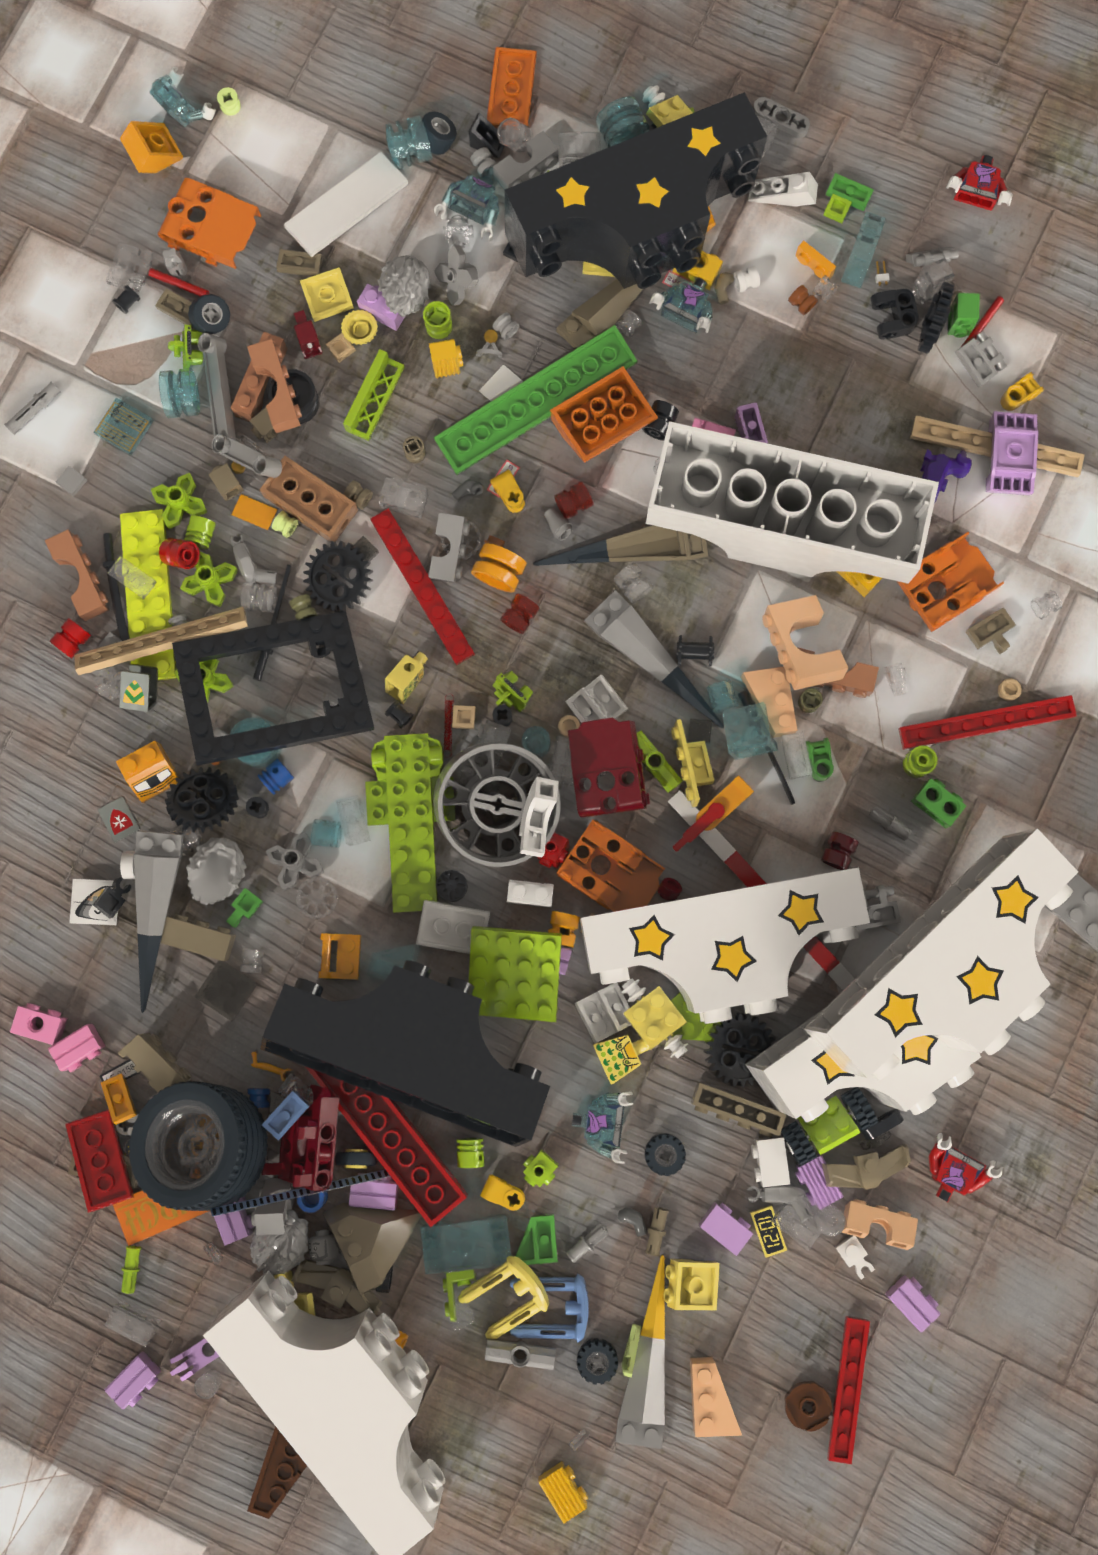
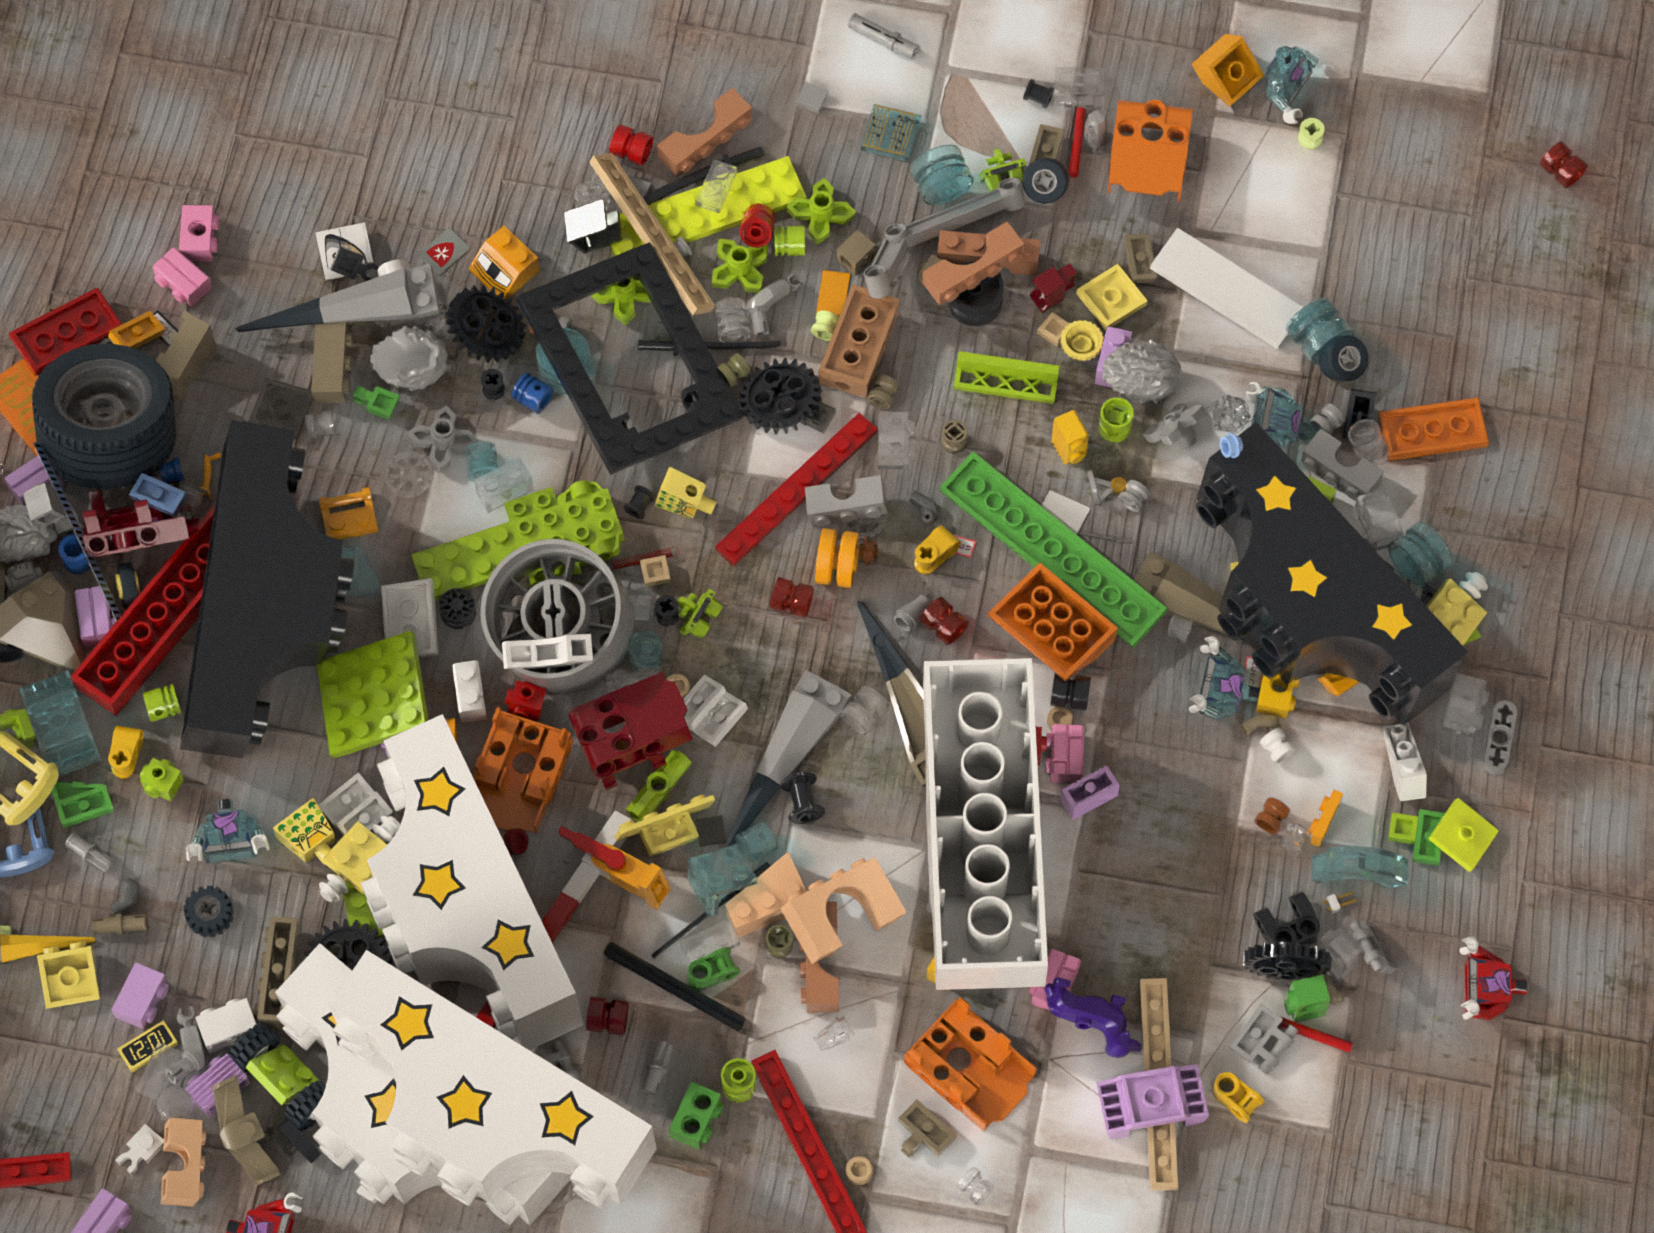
camera: 70 degrees right, 15 degrees down
(523, 212) = (1231, 445): none -> light blue plate
(824, 792) = (674, 986): none -> black axle
(856, 165) = (1463, 834): none -> neon yellow plate

